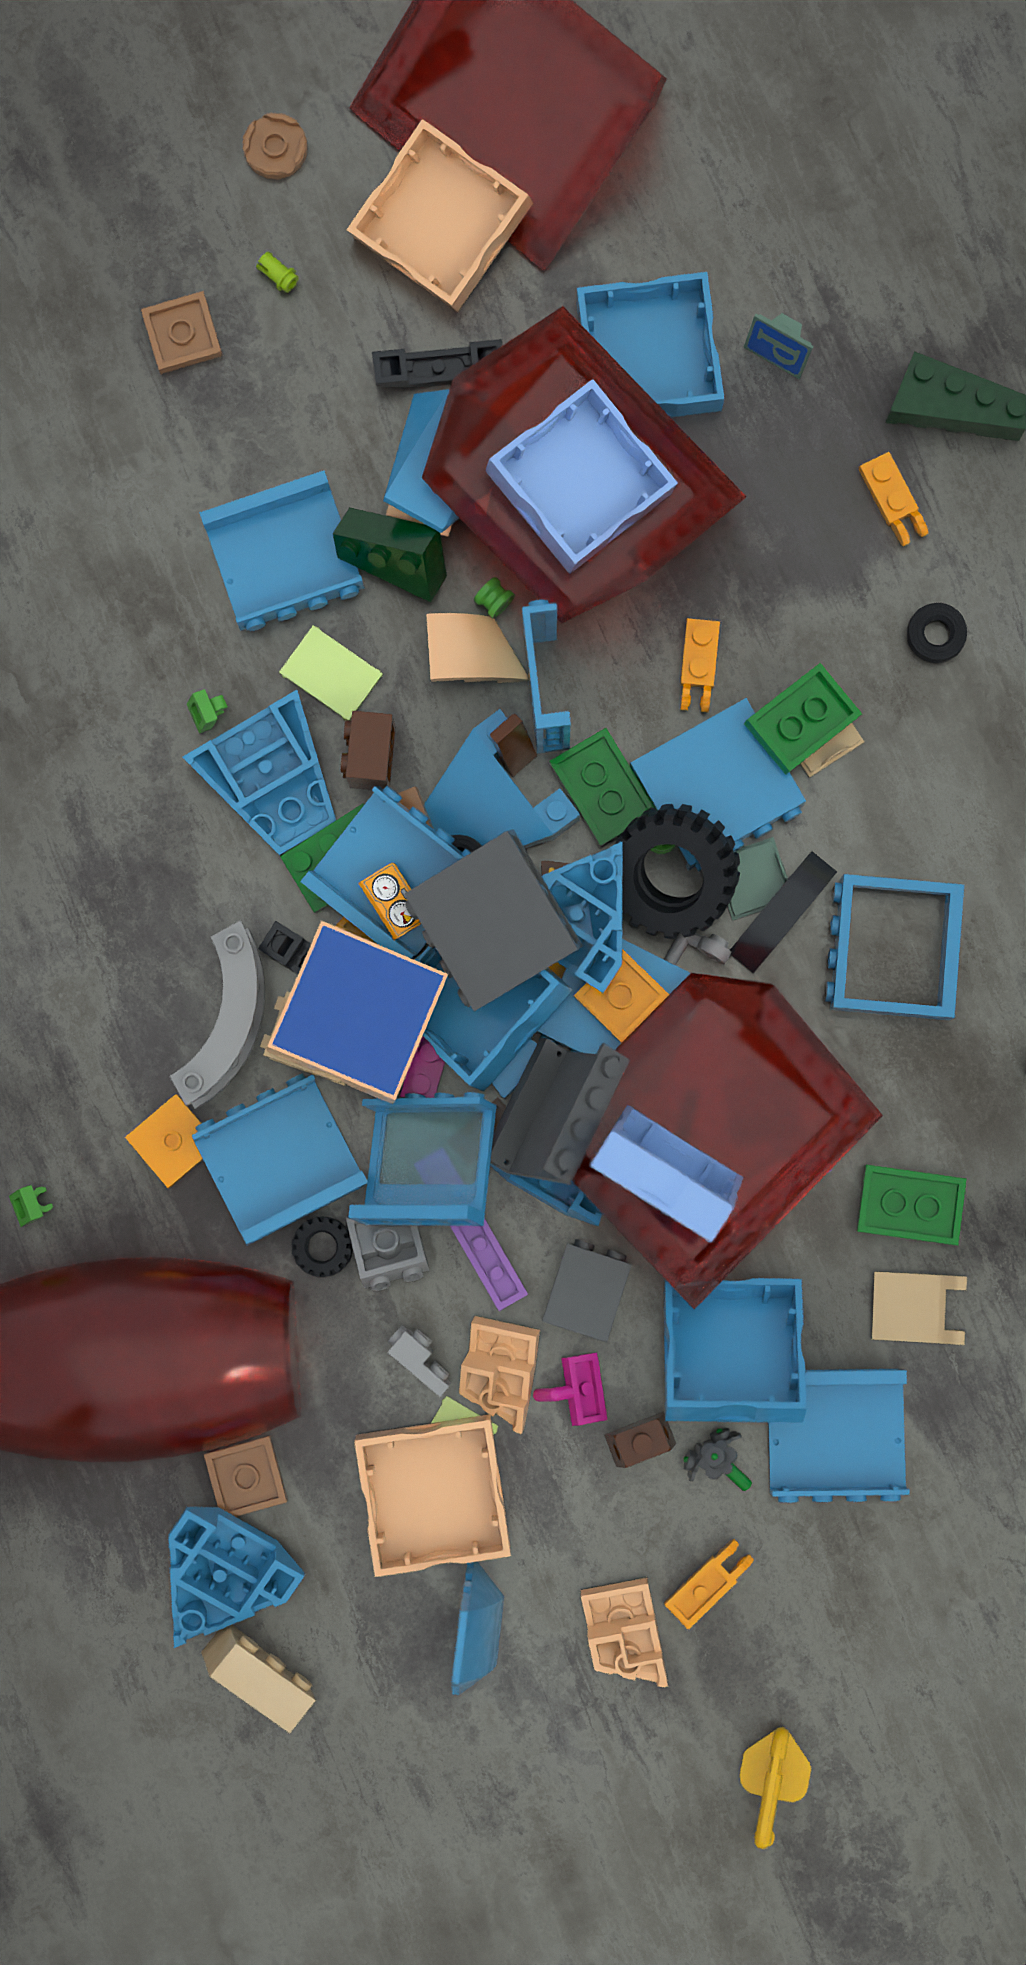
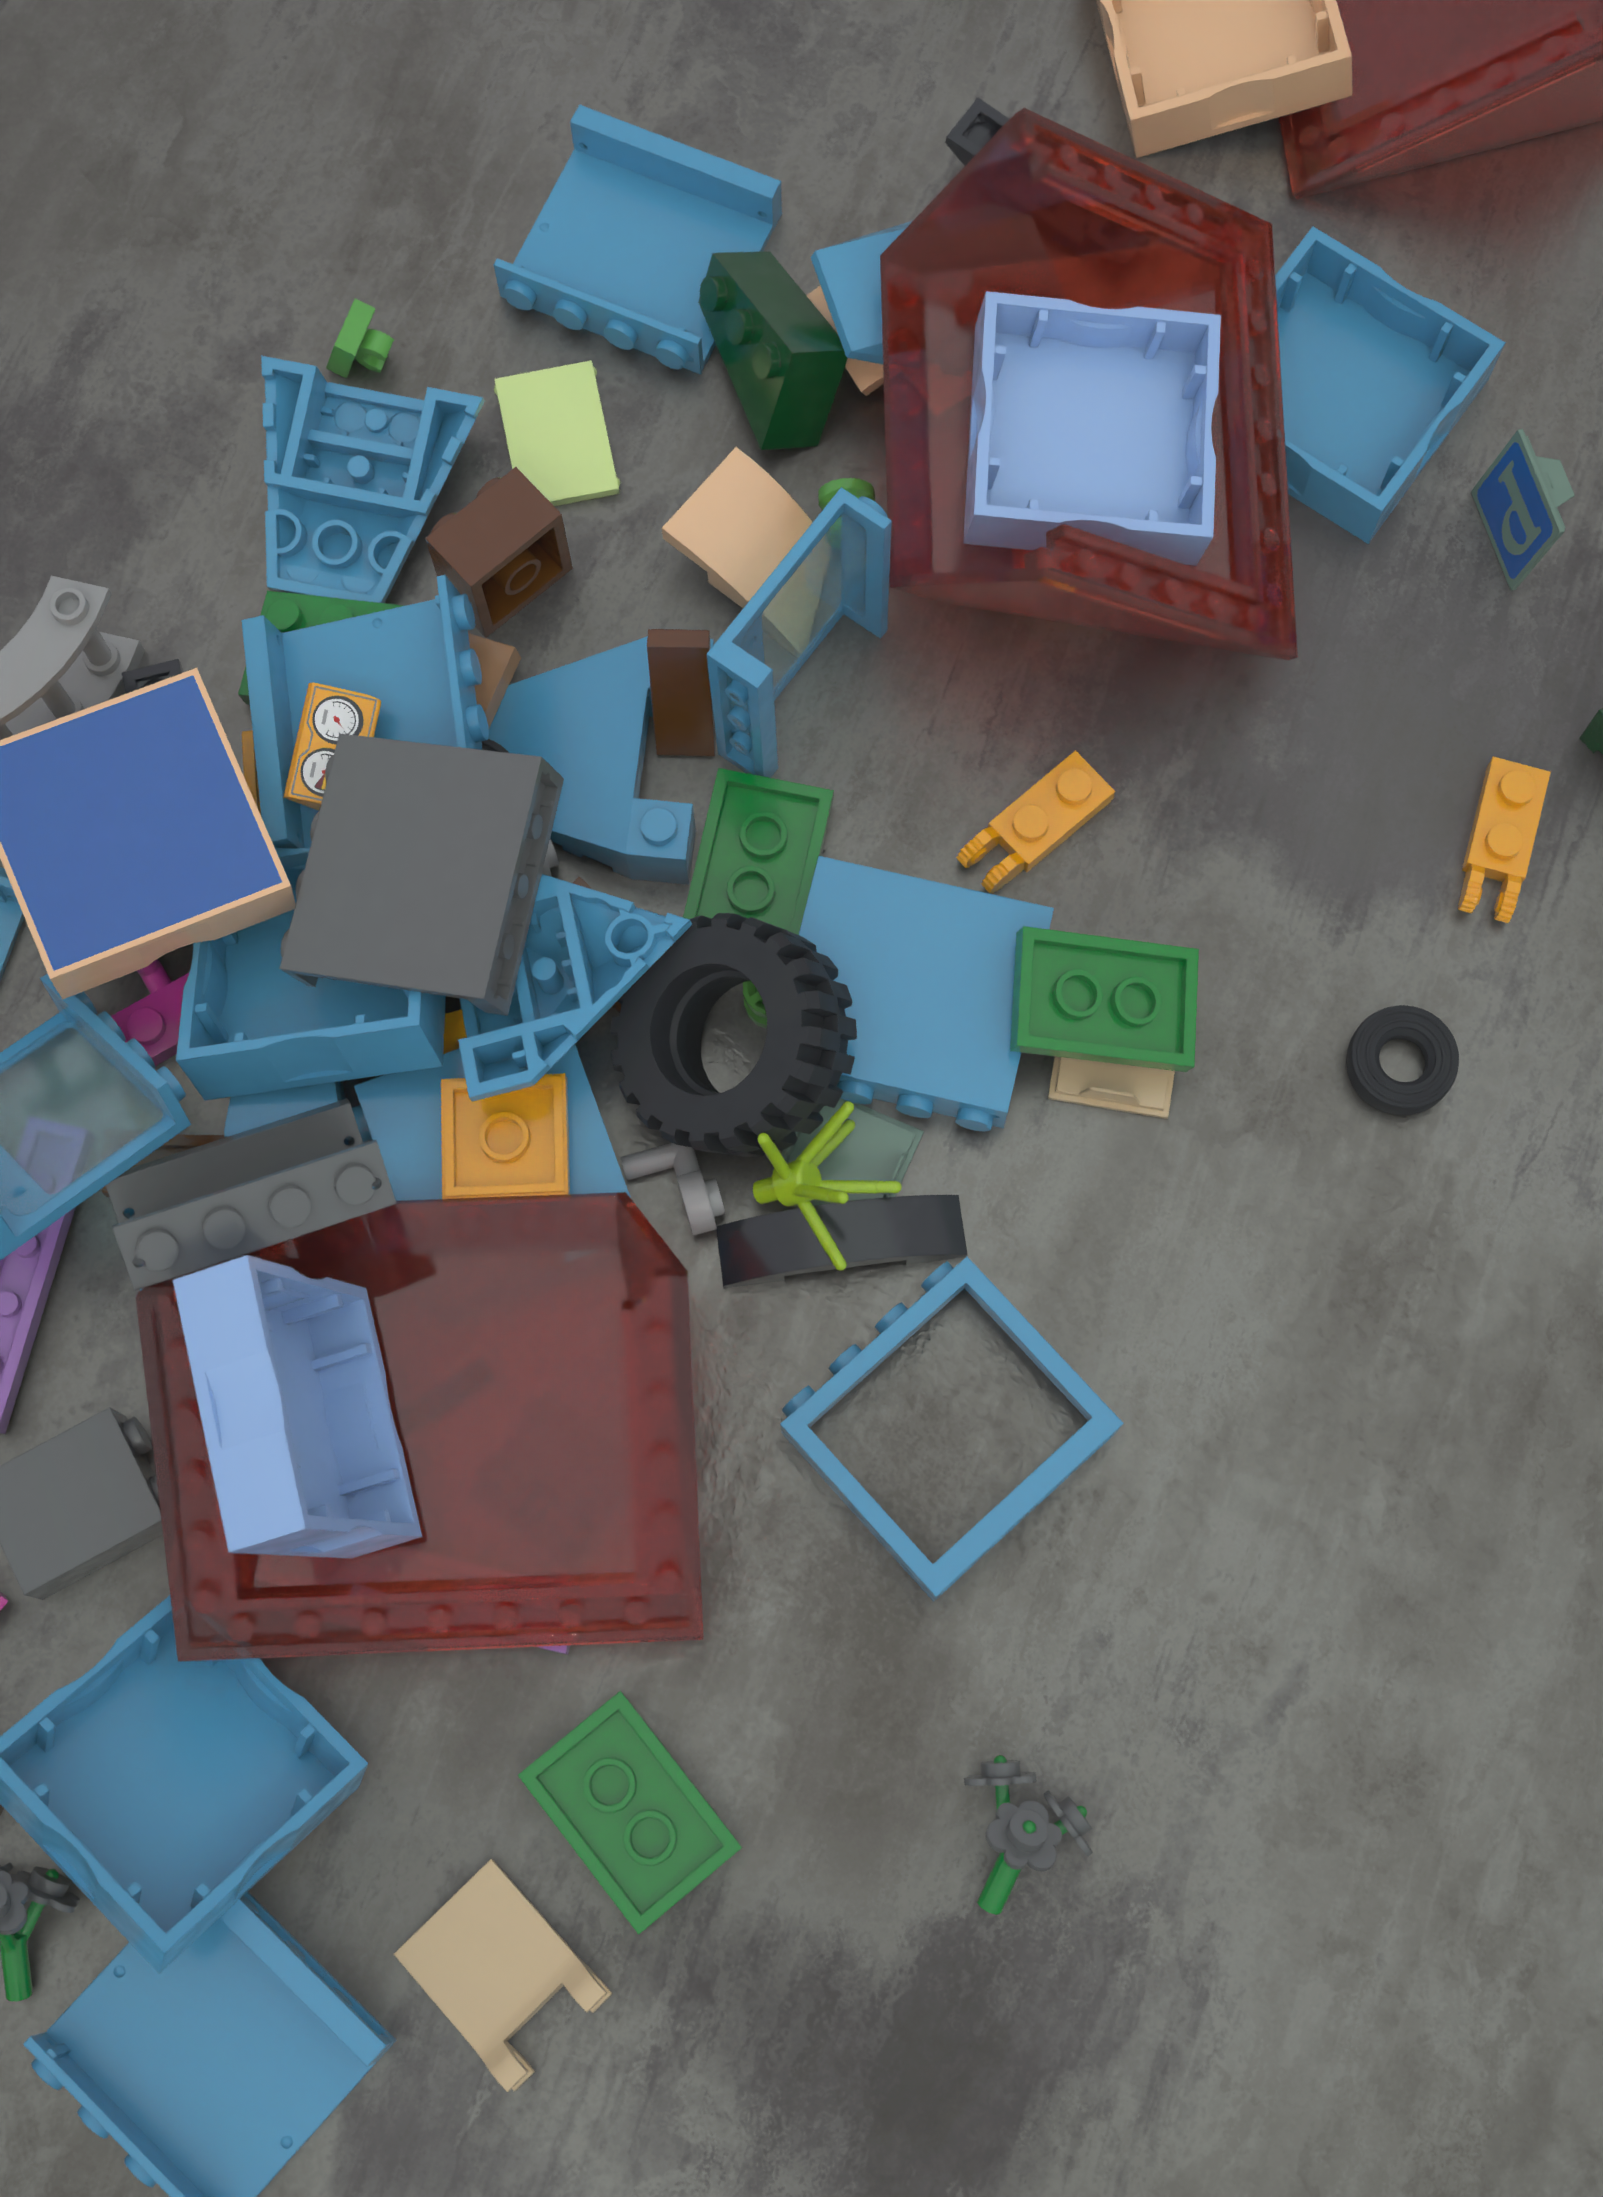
camera: 40 degrees right, 10 degrees down
(751, 905) = (801, 1180): none -> lime plant

